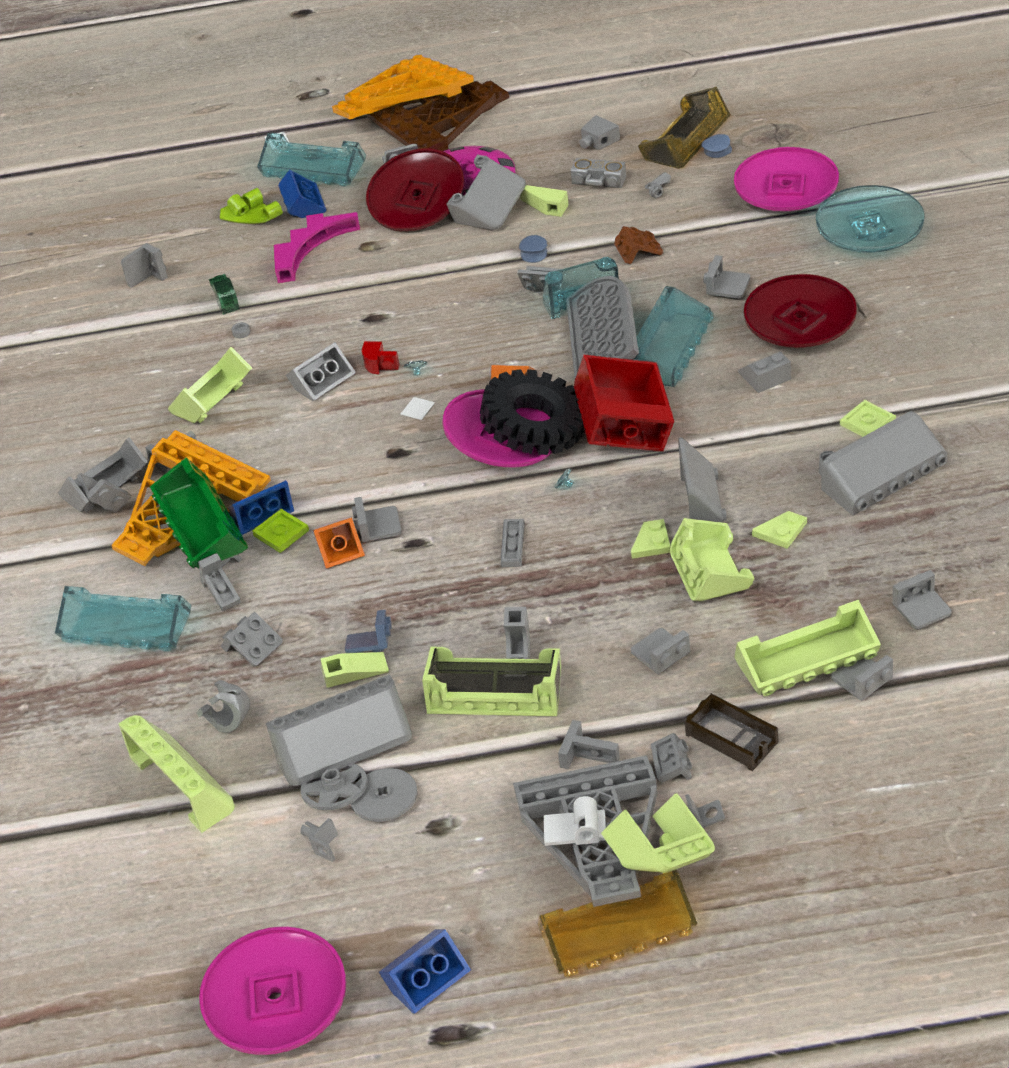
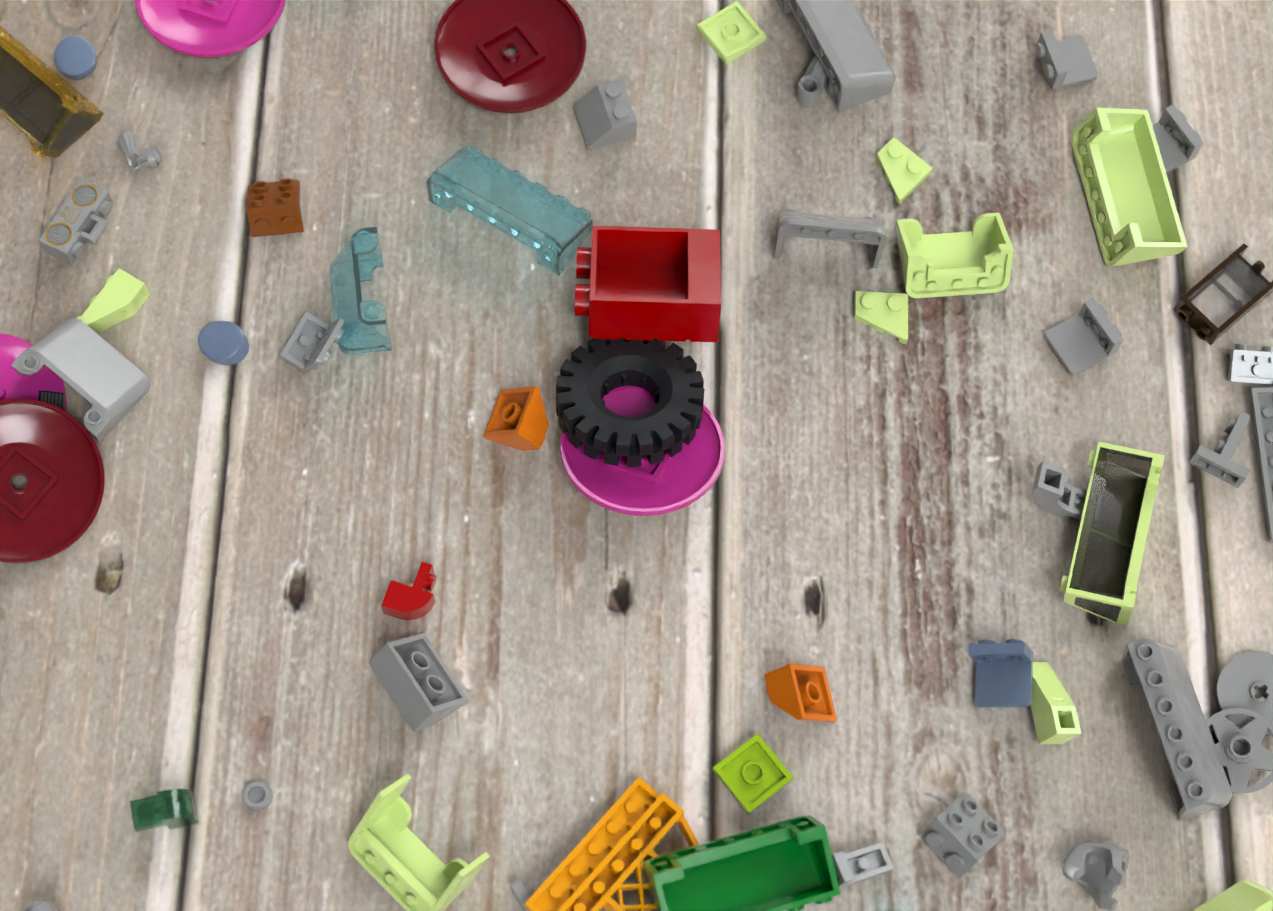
camera: 90 degrees left, 25 degrees up
(260, 506) = (704, 794): blue slope -> none
(319, 229) = (44, 646): dark pink arch -> none
(377, 522) = (770, 639): light grey bracket -> none
(416, 365) = (446, 544): clear light blue plant -> none
(417, 408) = (531, 558): white sticker -> none
(512, 543) = (847, 476): light grey tile -> none
(564, 479) = (749, 392): clear light blue plant -> none
(601, 321) = (479, 282): light grey plate -> none
(724, 282) = (403, 116): light grey bracket -> none

